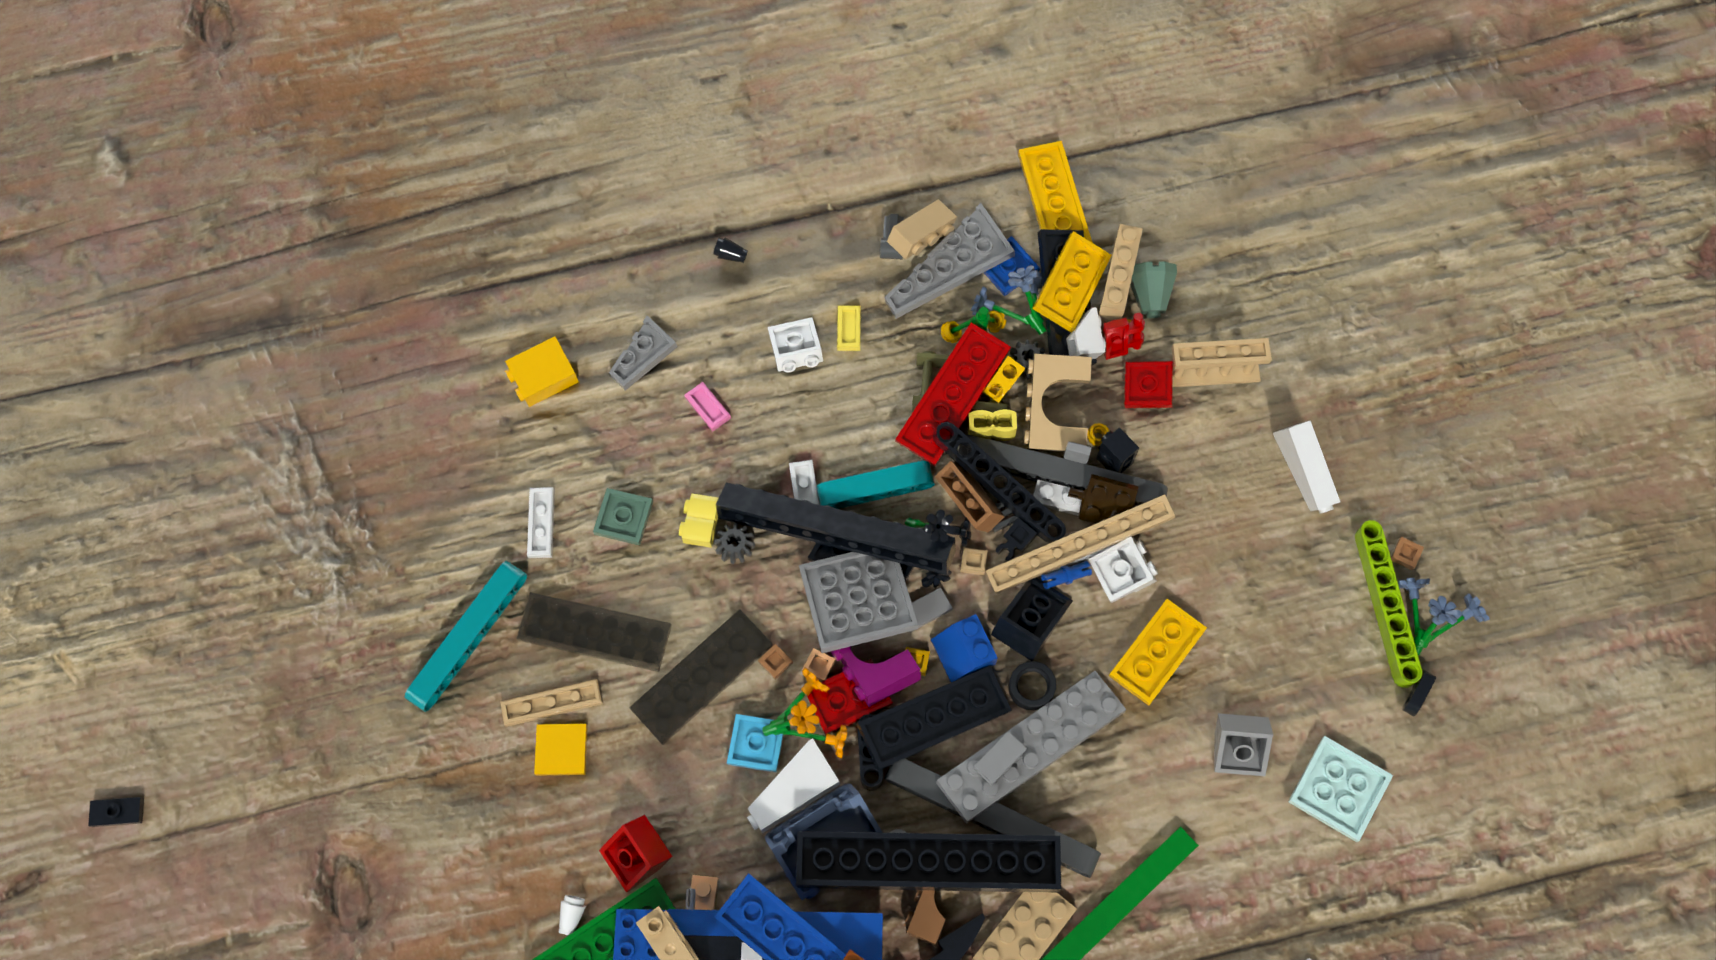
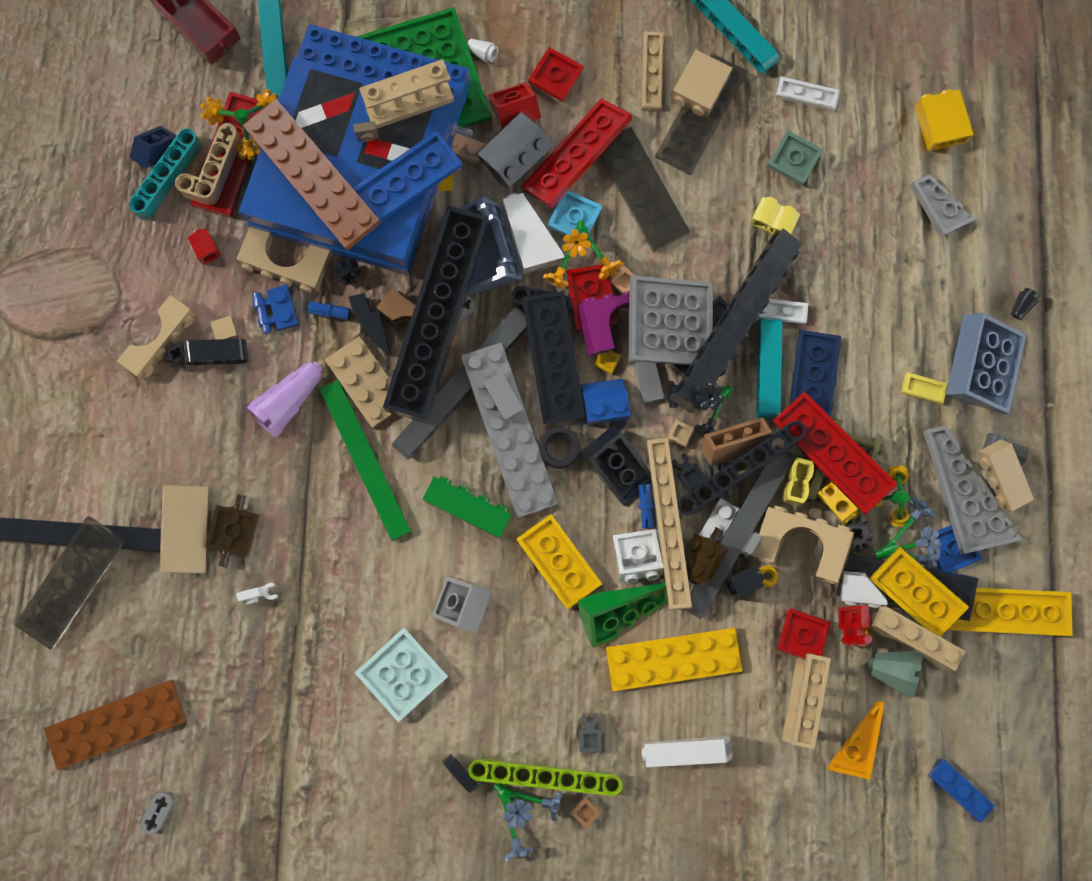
camera: 100 degrees right, 10 degrees up
(560, 749) = (612, 70): yellow tile -> none
(562, 637) = (701, 83): none -> tan brick
(583, 814) = (555, 74): none -> red plate
(679, 760) = (576, 153): none -> red plate
(696, 833) = (514, 150): none -> slope
(707, 406) = (878, 250): bright pink tile -> none
(728, 550) = (750, 233): dark grey gear -> none
(775, 661) = (637, 247): medium nougat plate -> none
(795, 345) = (917, 335): white plate -> none
(805, 274) = (986, 363): none -> sand blue slope
(862, 439) = (815, 368): none -> dark blue tile
(1133, 769) = (466, 507): none -> green brick
(1192, 584) = (611, 611): none -> green wedge
(1218, 507) = (673, 659): none -> yellow plate
(1244, 208) = (961, 790): none -> blue plate
(1245, 307) = (859, 750): none -> light orange wing
(1329, 568) = (590, 738): none -> dark grey plate

